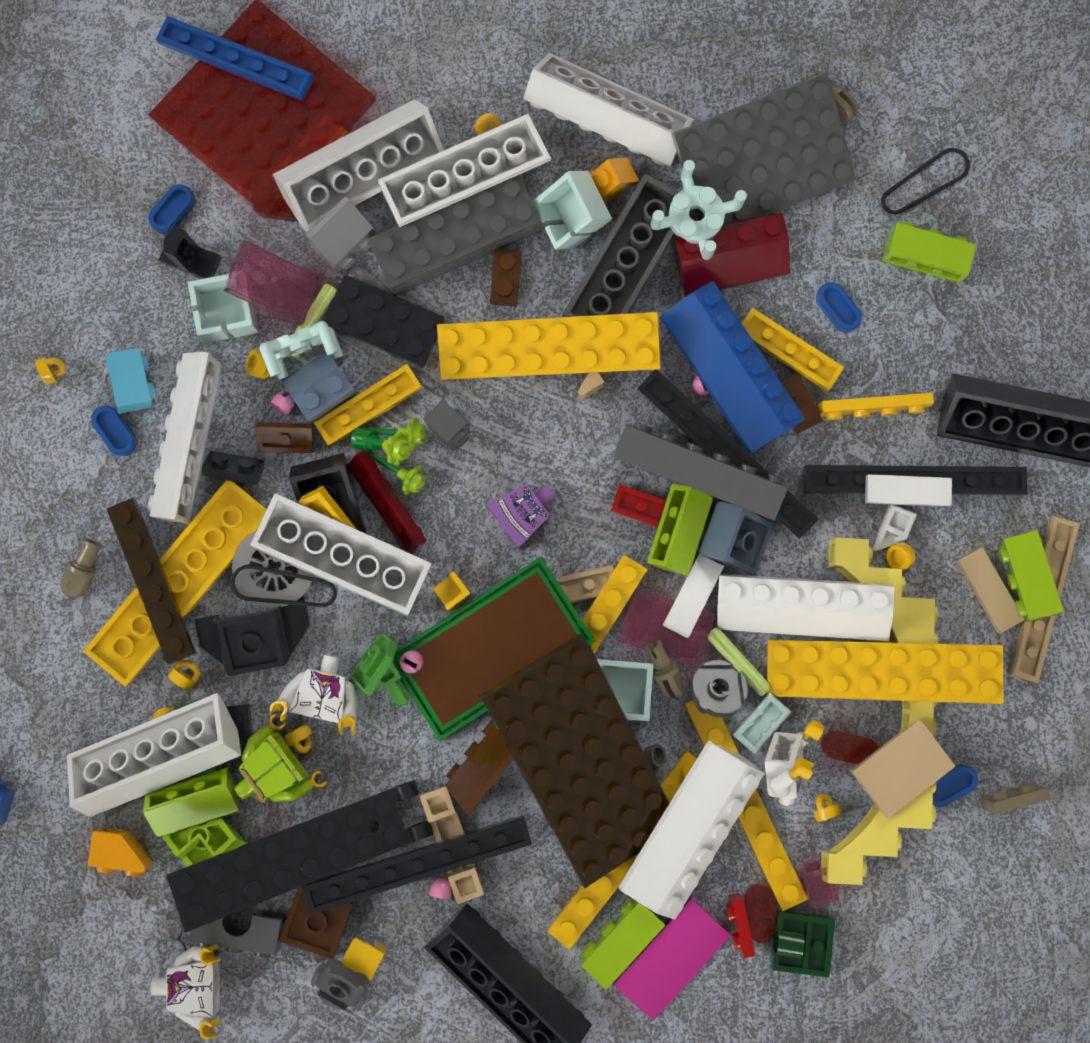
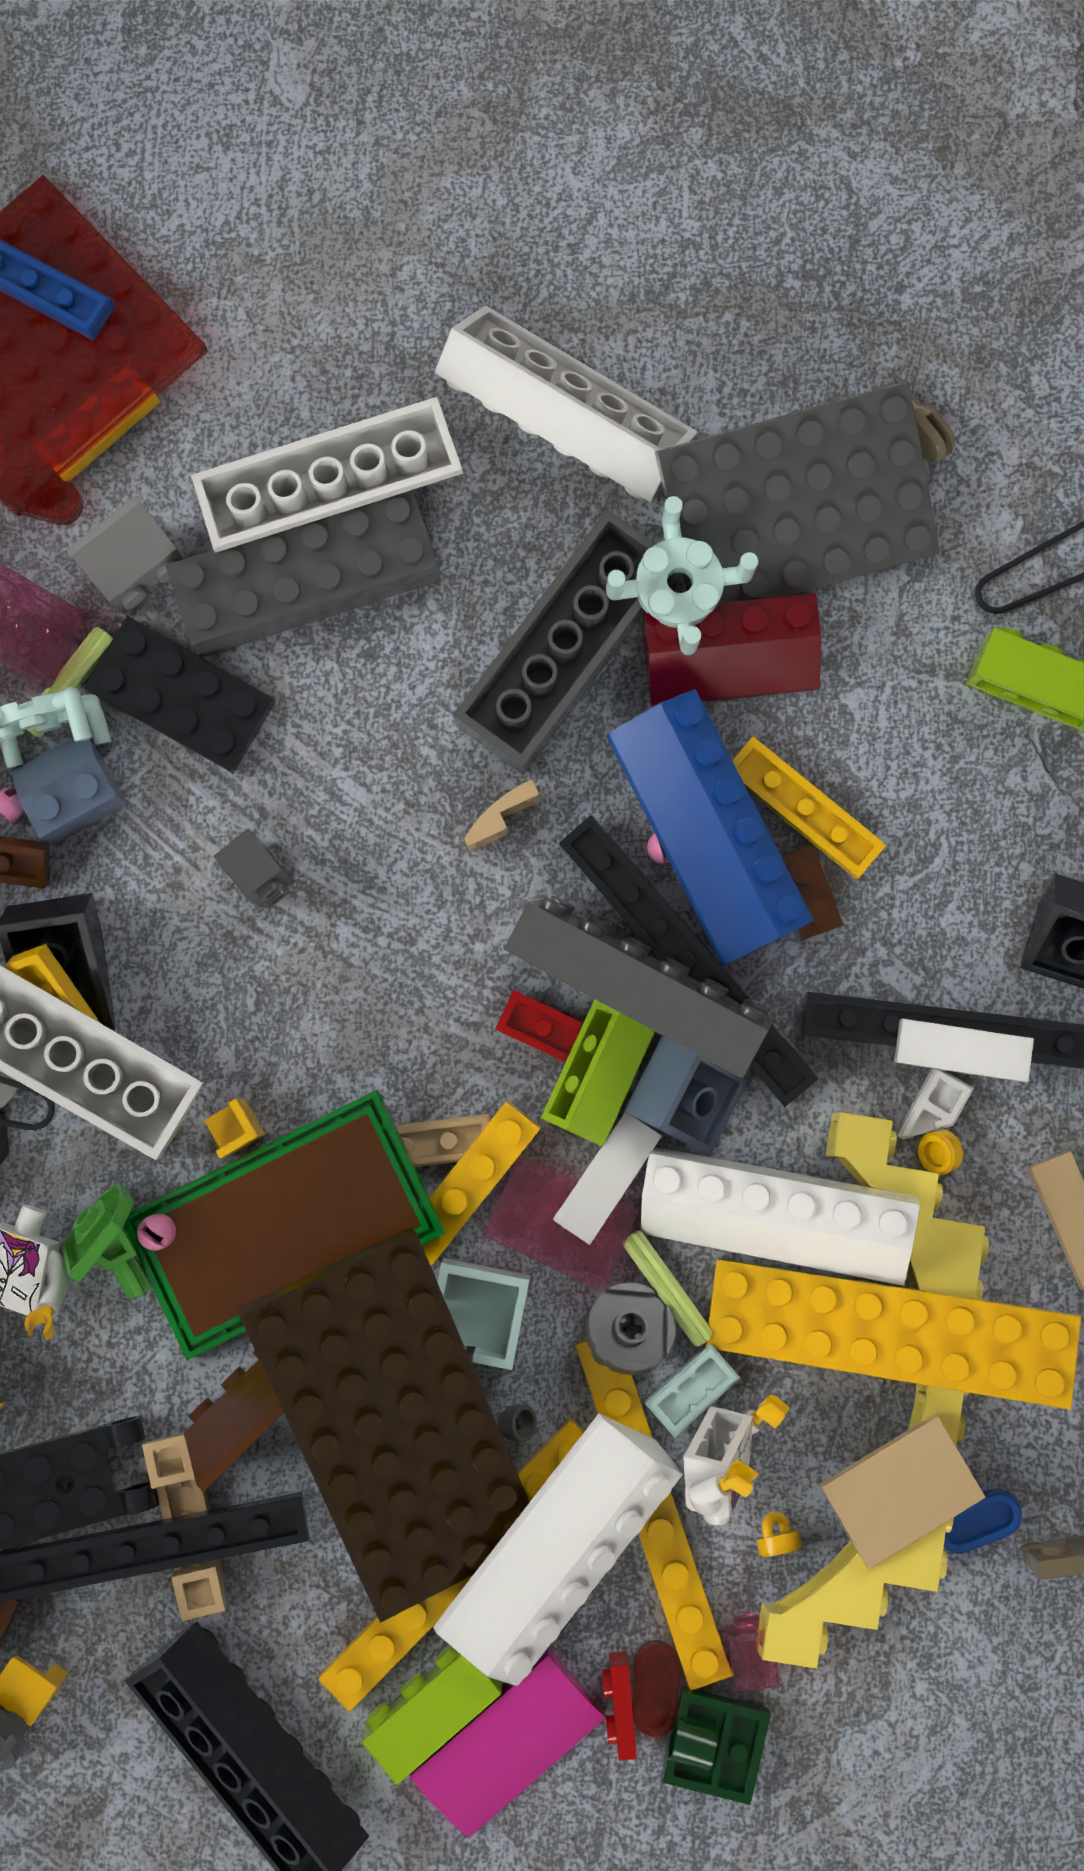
camera: 10 degrees right, 0 degrees up
(357, 162) = (163, 443): white slope -> none
(368, 405) = (138, 823): yellow plate -> none
(386, 502) = (144, 970): dark red plate -> none
(397, 450) = (169, 898): lime plant -> none
(441, 889) = (160, 1594): bright pink hinge -> none
(486, 123) = (374, 403): yellow tile -> none
(506, 277) = (377, 647): reddish brown plate -> none
(522, 512) = (356, 1017): medium lavender torso -> none
(549, 346) = (428, 763): yellow plate -> none
(575, 202) = (496, 542): light aqua piece -> none
(614, 178) = (548, 518): light orange slope -> none
(665, 670) = (550, 1291): dark tan arm -> none
(838, 307) = (889, 749): blue tile -> none
(847, 747) = (823, 1442): clear red tile -> none
(885, 404) = (945, 911): yellow plate -> none

